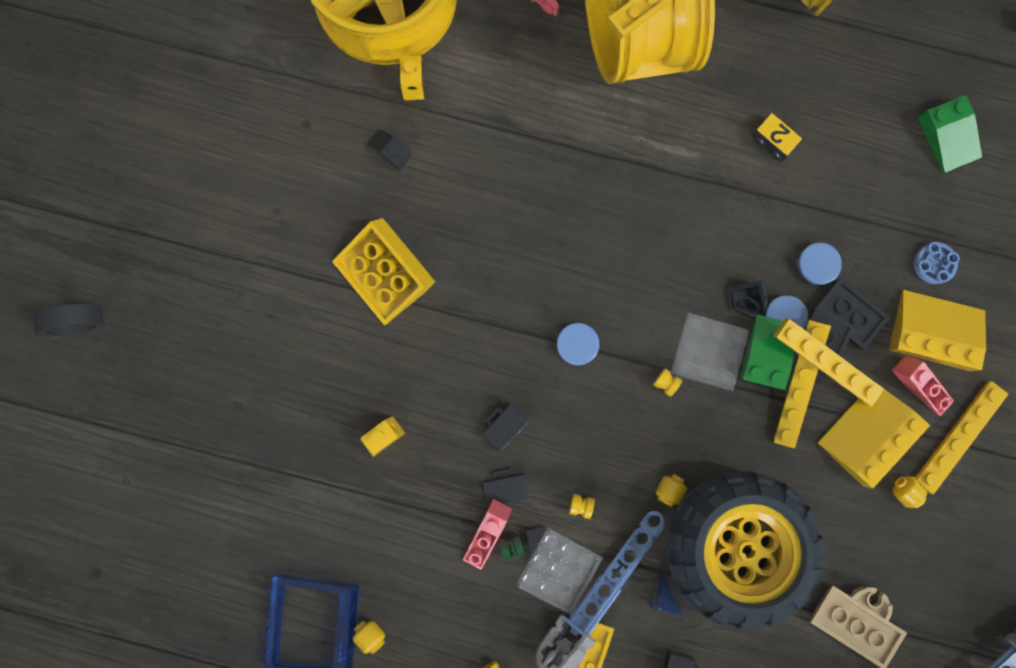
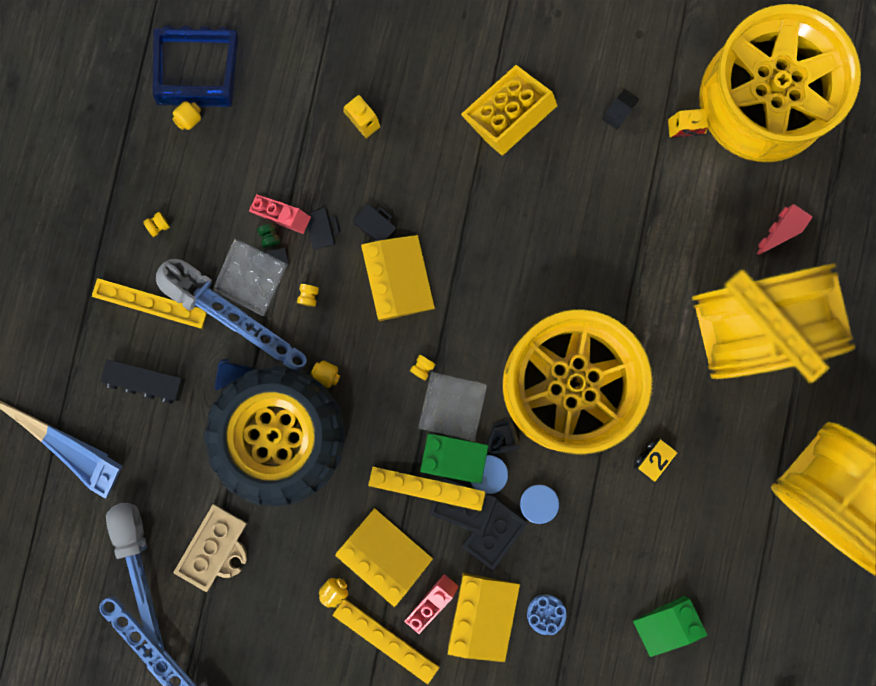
camera: 85 degrees right, 0 degrees up
(566, 404) = (397, 277): none -> yellow slope
(577, 344) = (453, 285): medium blue tile -> none
(744, 169) = (629, 364): none -> yellow wheel
(828, 362) = (447, 509): yellow plate -> none

